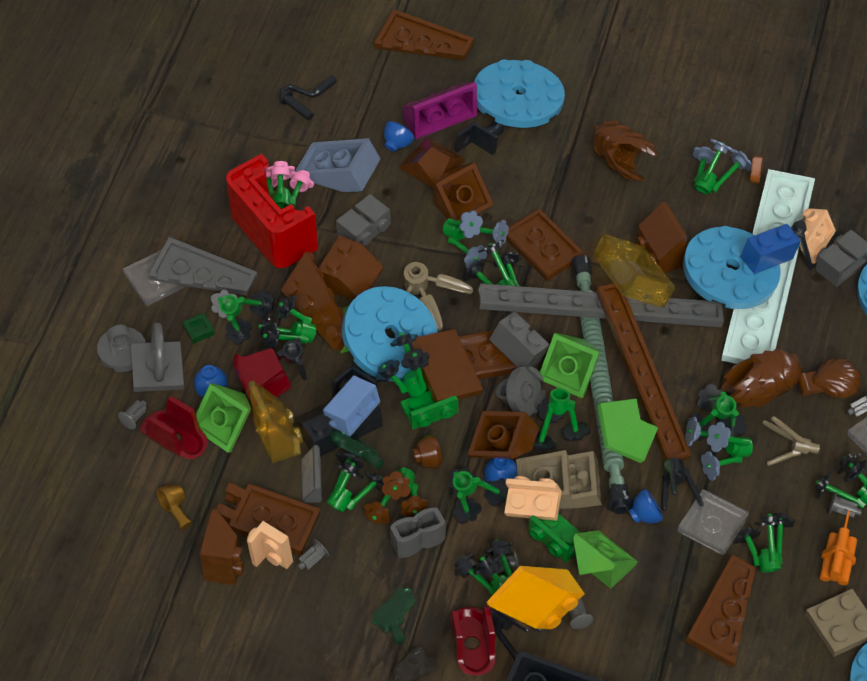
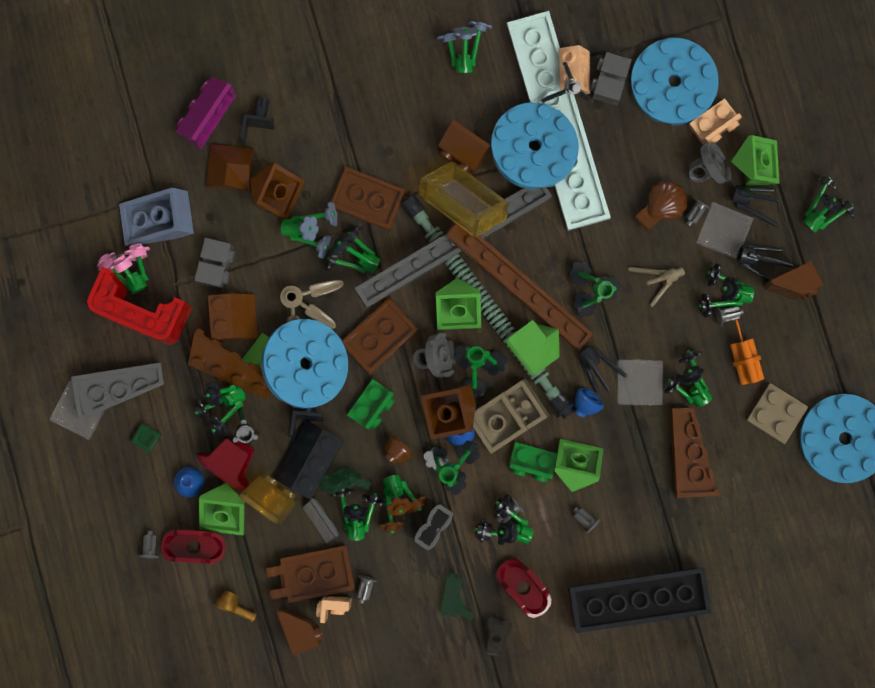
camera: 30 degrees left, 30 degrees up
(115, 347) = (99, 493): dark grey tile -> none
(157, 364) = (139, 495): dark grey tile -> none
(230, 306) = (170, 418): black plant -> none
(286, 96) = (69, 171): black piece -> none
(352, 405) = (322, 457): medium blue hinge -> none
(397, 136) = (187, 161): blue brick -> none
(415, 360) = (348, 391): plant -> none
(417, 36) = (140, 42): reddish brown wing -> none
(448, 367) = (365, 368): reddish brown tile -> none
(505, 622) = (535, 559): black plant -> none
(518, 342) = (409, 314): dark grey piece -> none
(532, 498) = (502, 450): light nougat bracket -> none
(537, 596) = (561, 535): light orange slope -> none
(540, 90) = (261, 36): dark azure plate -> none
(620, 147) = (379, 71): reddish brown head -> none
(718, 437) = (614, 321): sand blue plant -> none
(756, 170) = (496, 25): dark orange tile -> none
(762, 377) = (614, 237): reddish brown head -> none
(770, 248) = (560, 117): blue brick -> none

